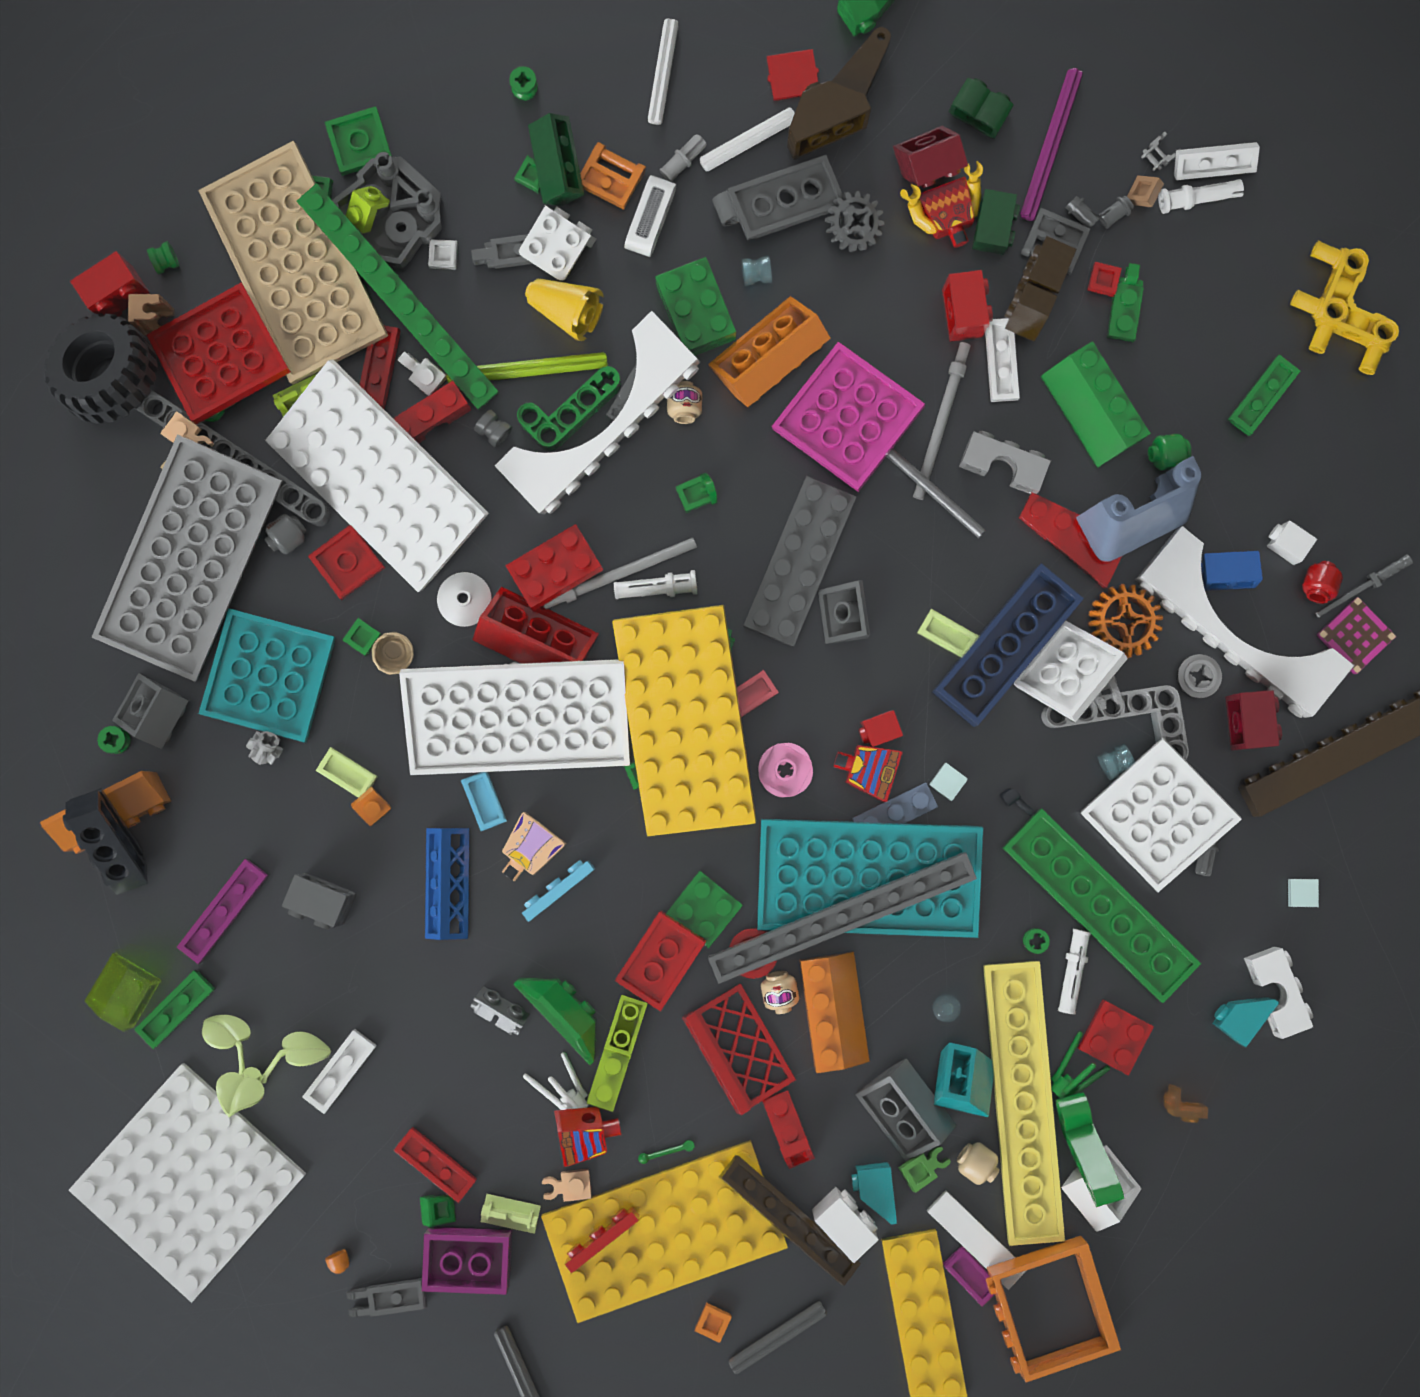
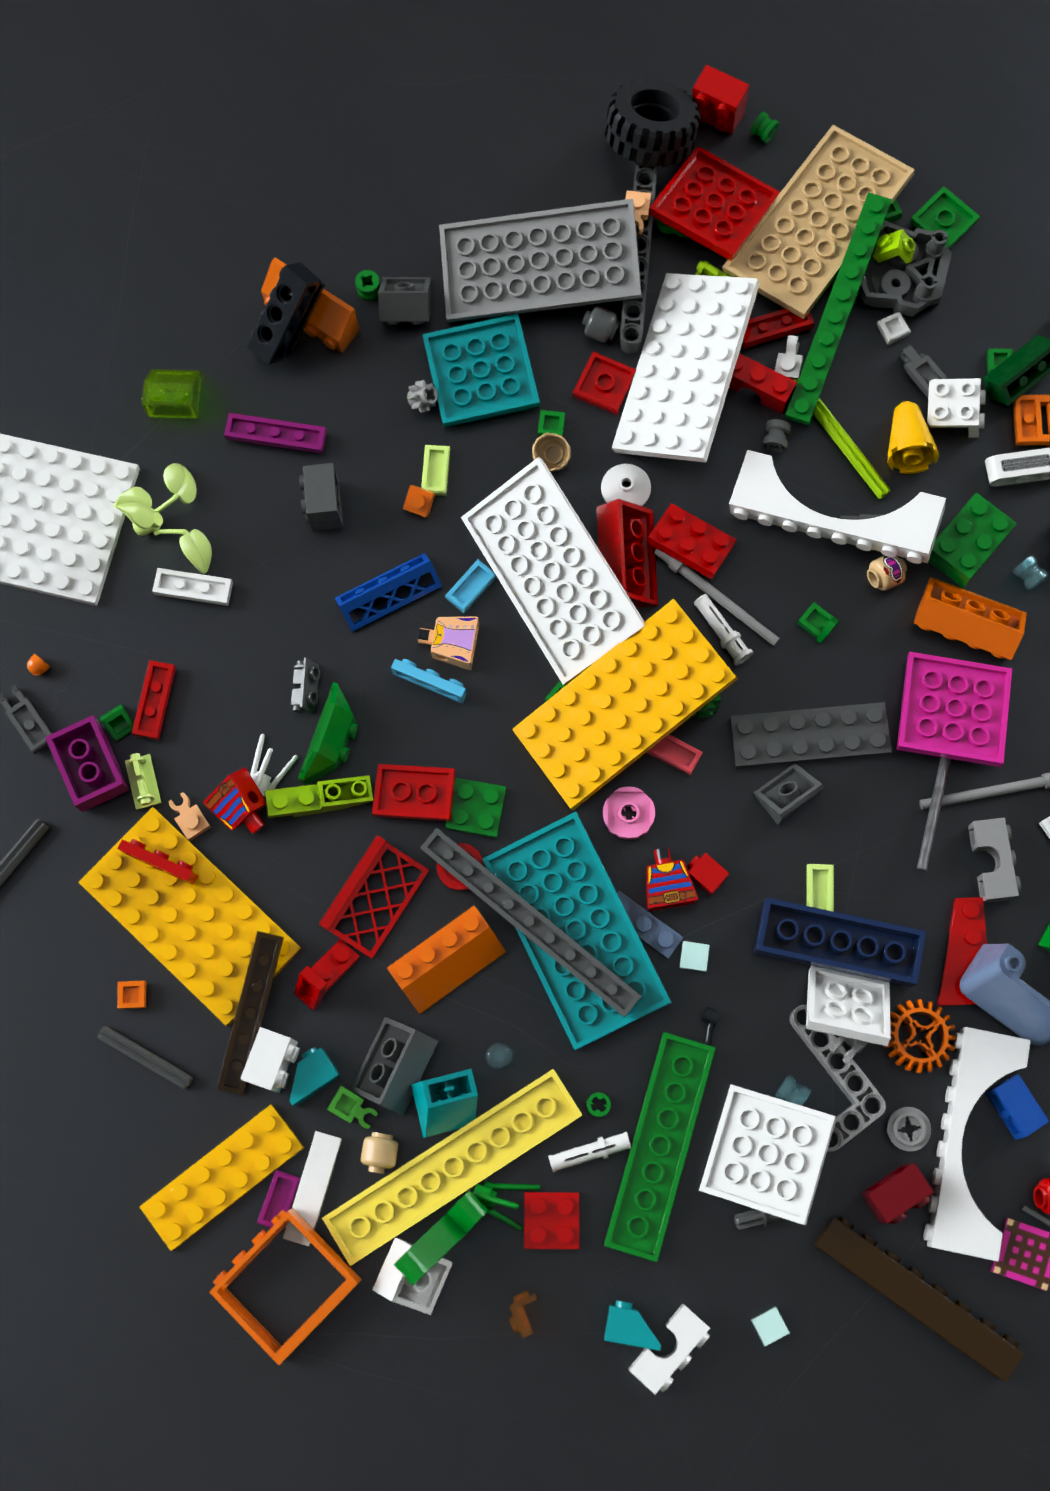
camera: 70 degrees right, 10 degrees down
(146, 310) = (716, 135): medium nougat hinge -> none
(174, 1009) = (179, 437): green plate -> none
(571, 405) = (832, 486): green beam -> none
(688, 1146) = (270, 898): green hinge -> none
(779, 992) = (439, 905): tan head -> none

